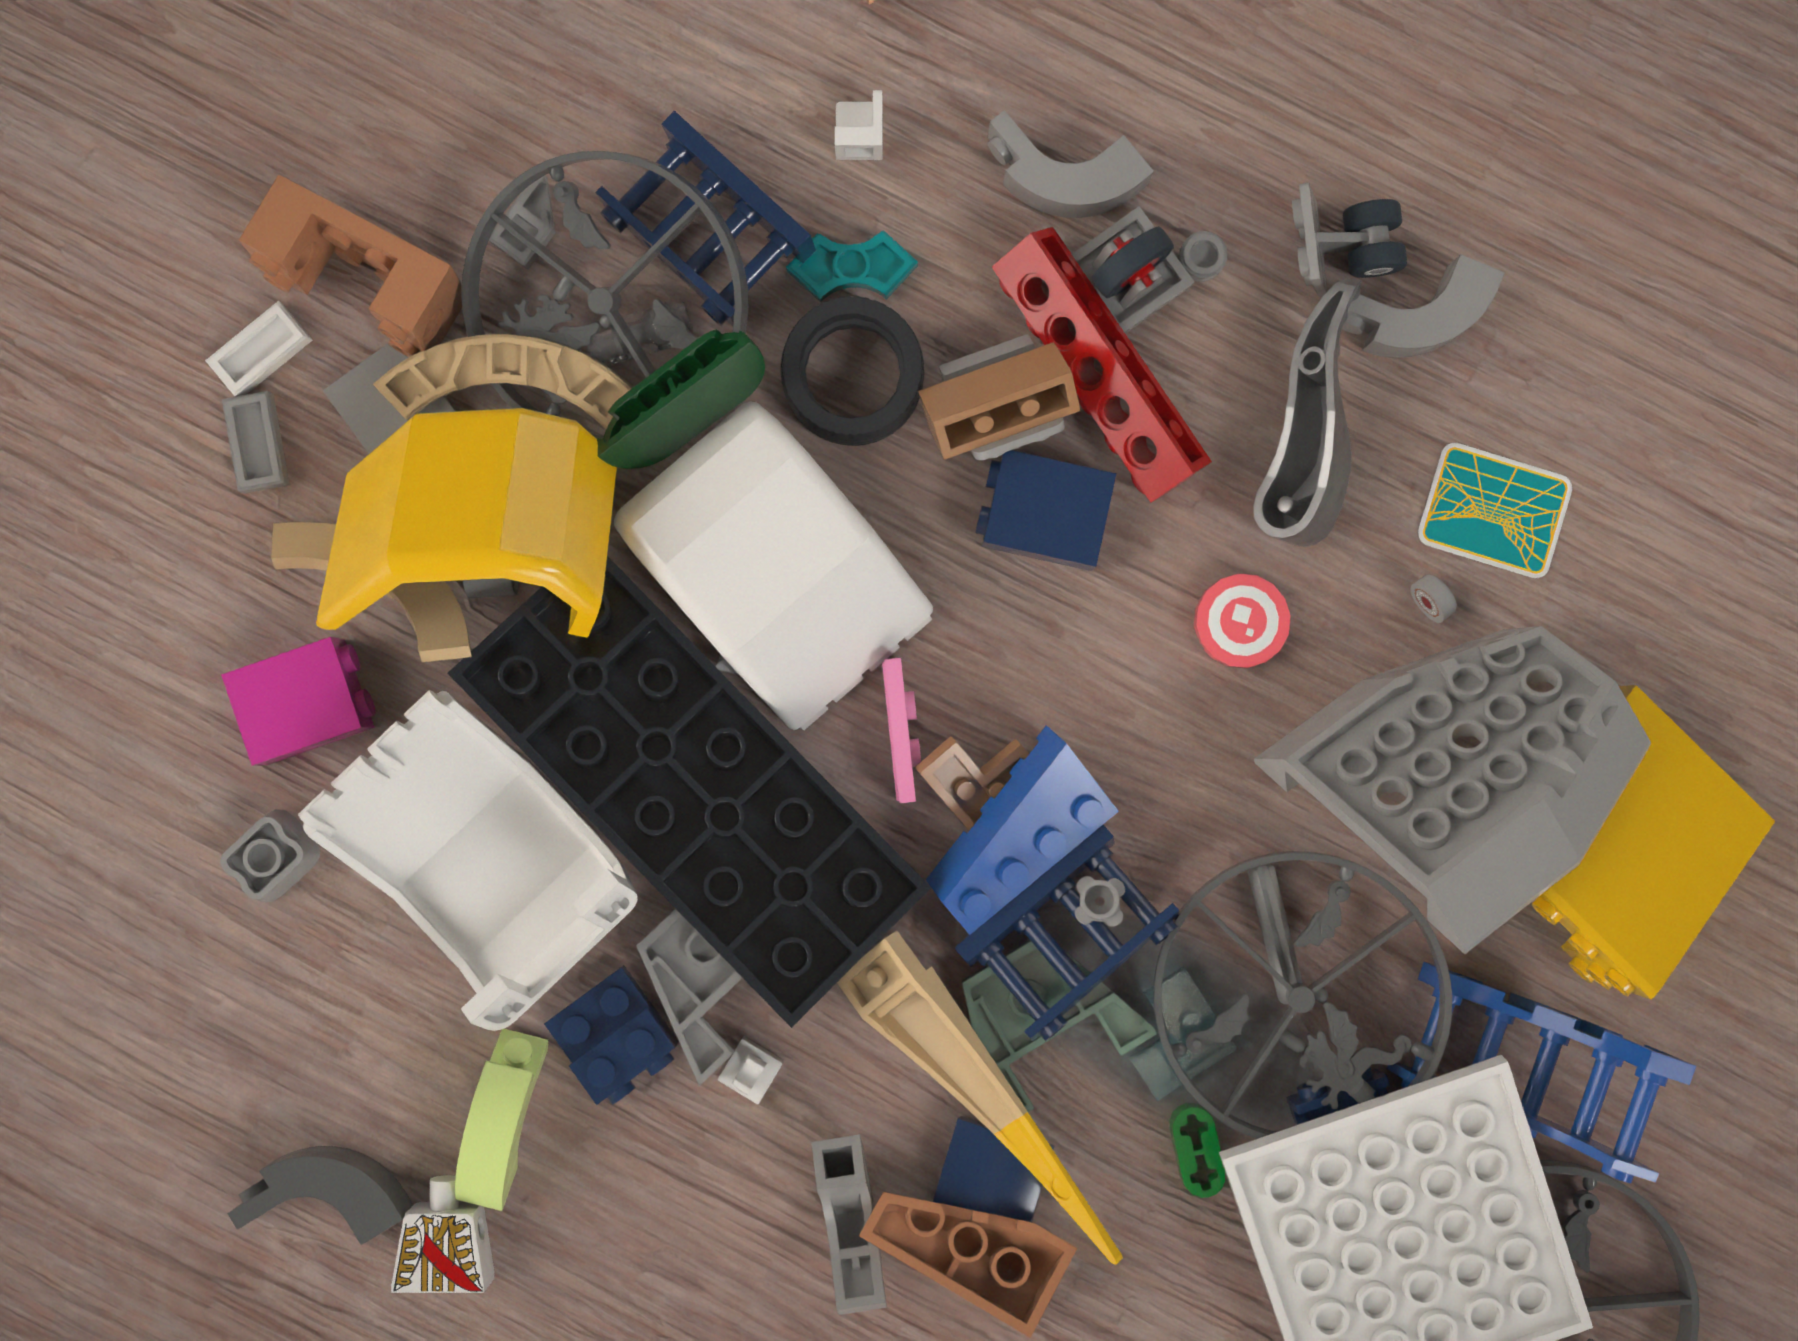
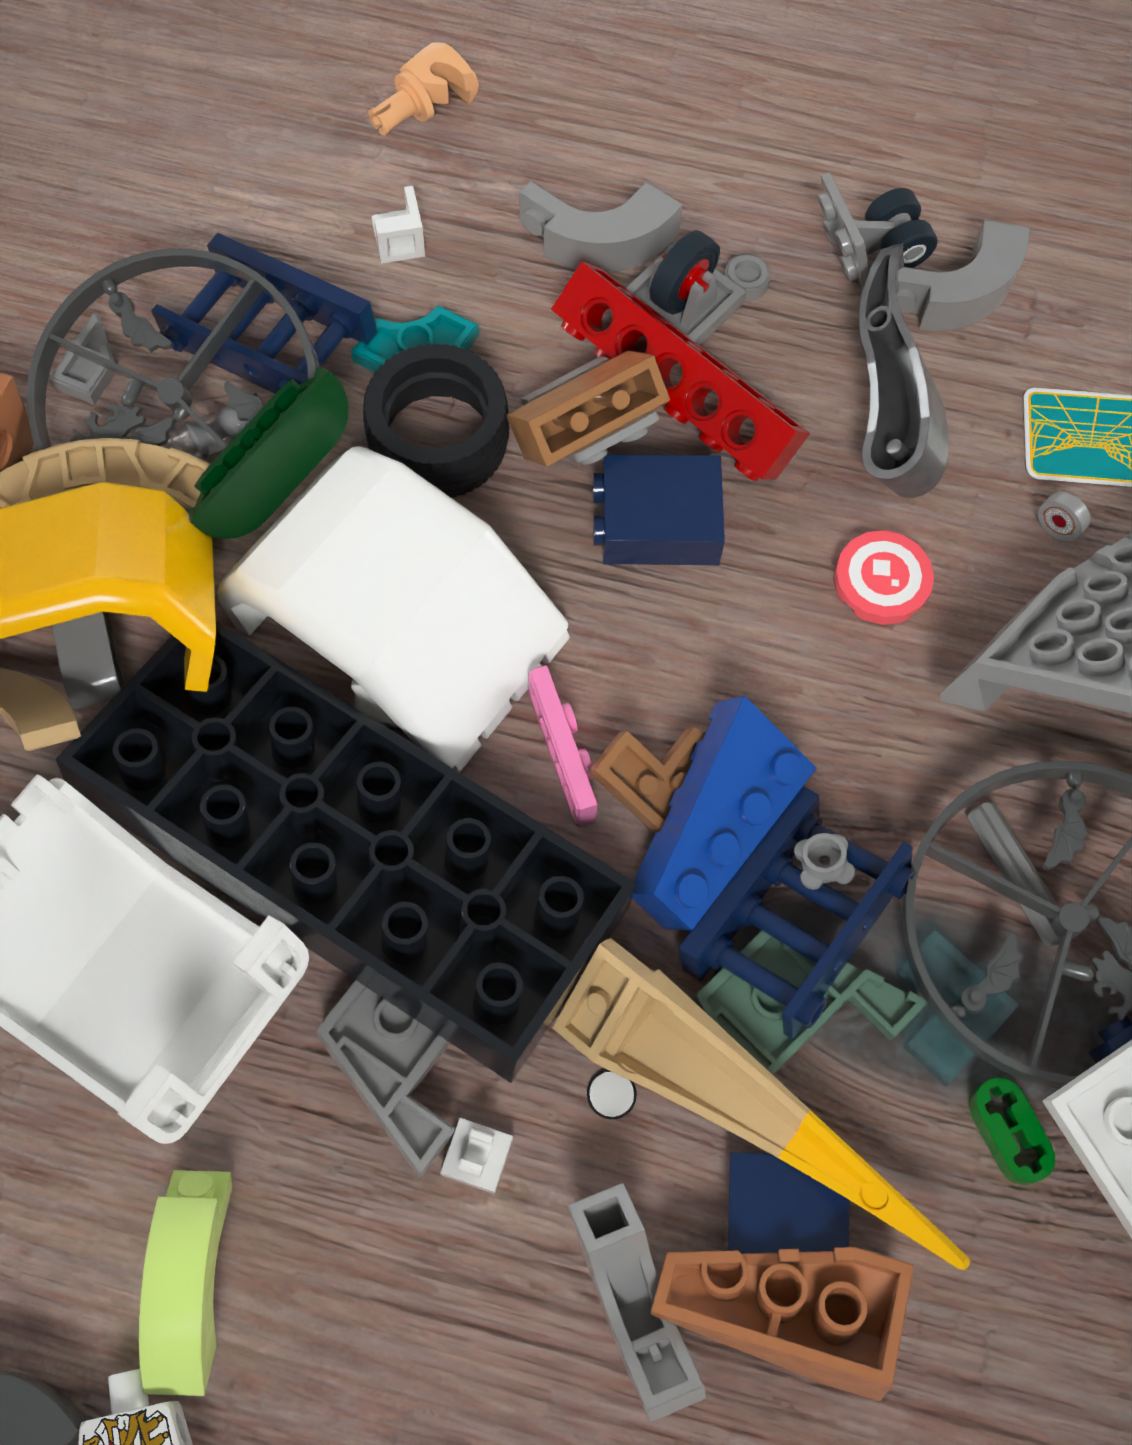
camera: 15 degrees left, 20 degrees down
(613, 1037) = (307, 1151): dark blue plate -> none
(871, 1045) = (611, 1095): none -> white sticker

